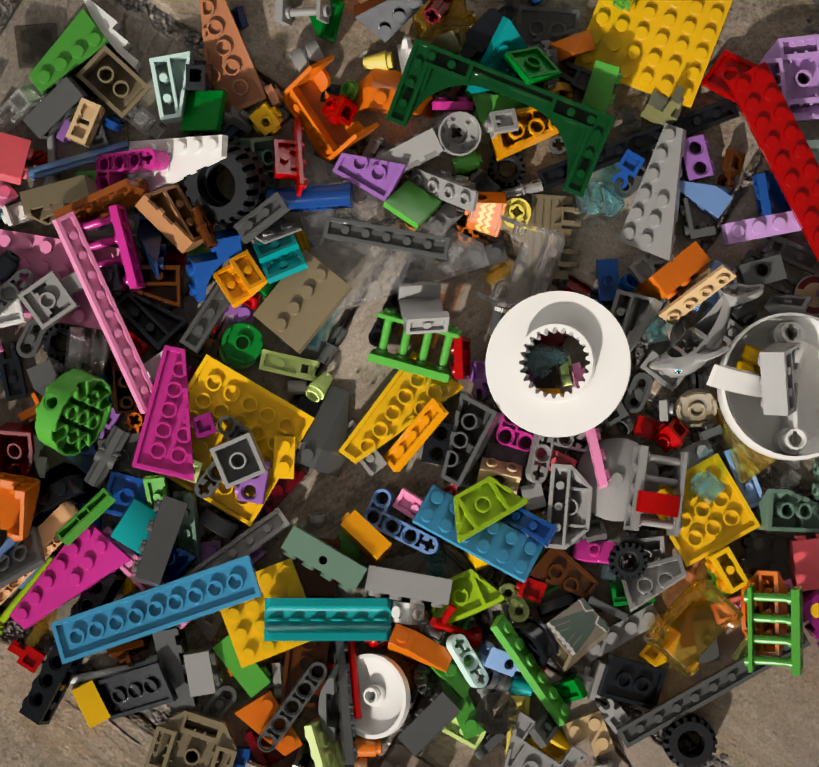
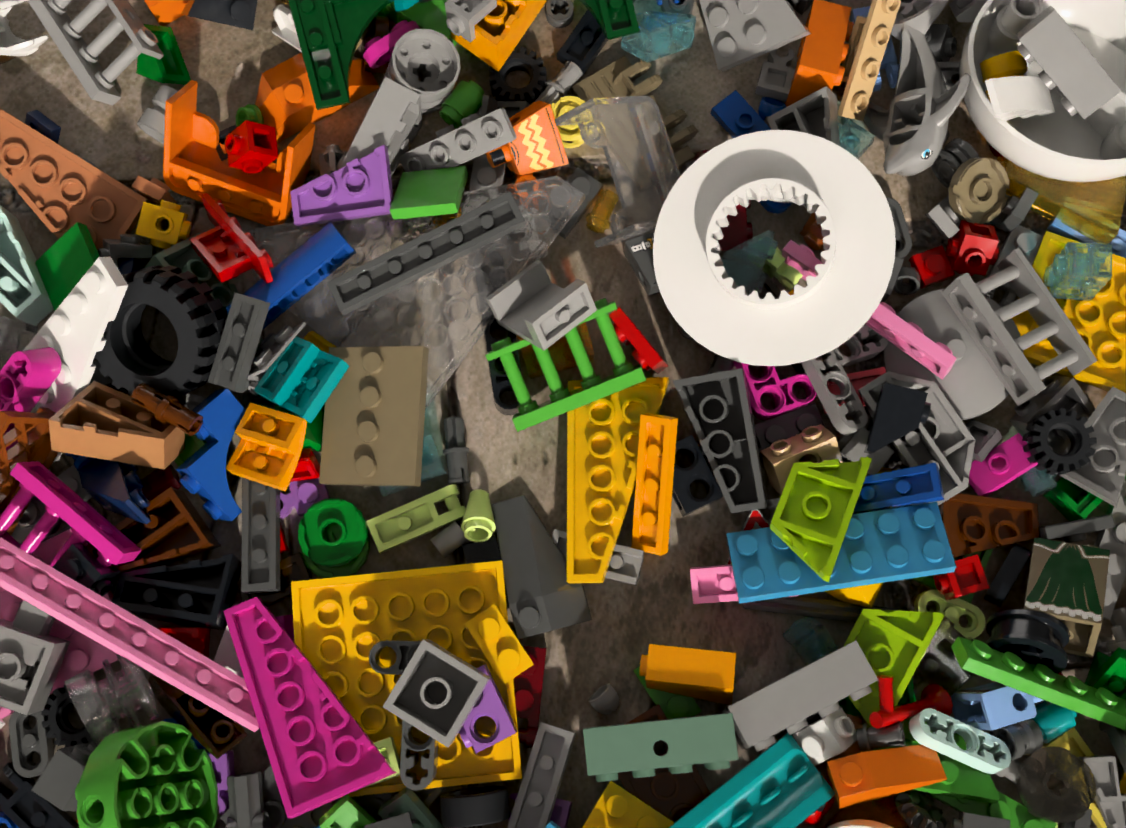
camera: 40 degrees left, 10 degrees down
(130, 421) = (250, 755): orange gear -> none
(193, 78) = (22, 227): black brick -> none
(204, 425) = (355, 681): magenta plate -> none
(380, 60) = (262, 59): light yellow cone -> none
(403, 526) = (730, 620): medium blue beam -> none
(478, 375) = (676, 347): medium lavender plate -> none
(556, 490) = (896, 414): none -> black slope
(658, 503) = (1039, 335): red slope -> none
(670, 383) = (903, 188): light grey plate -> none

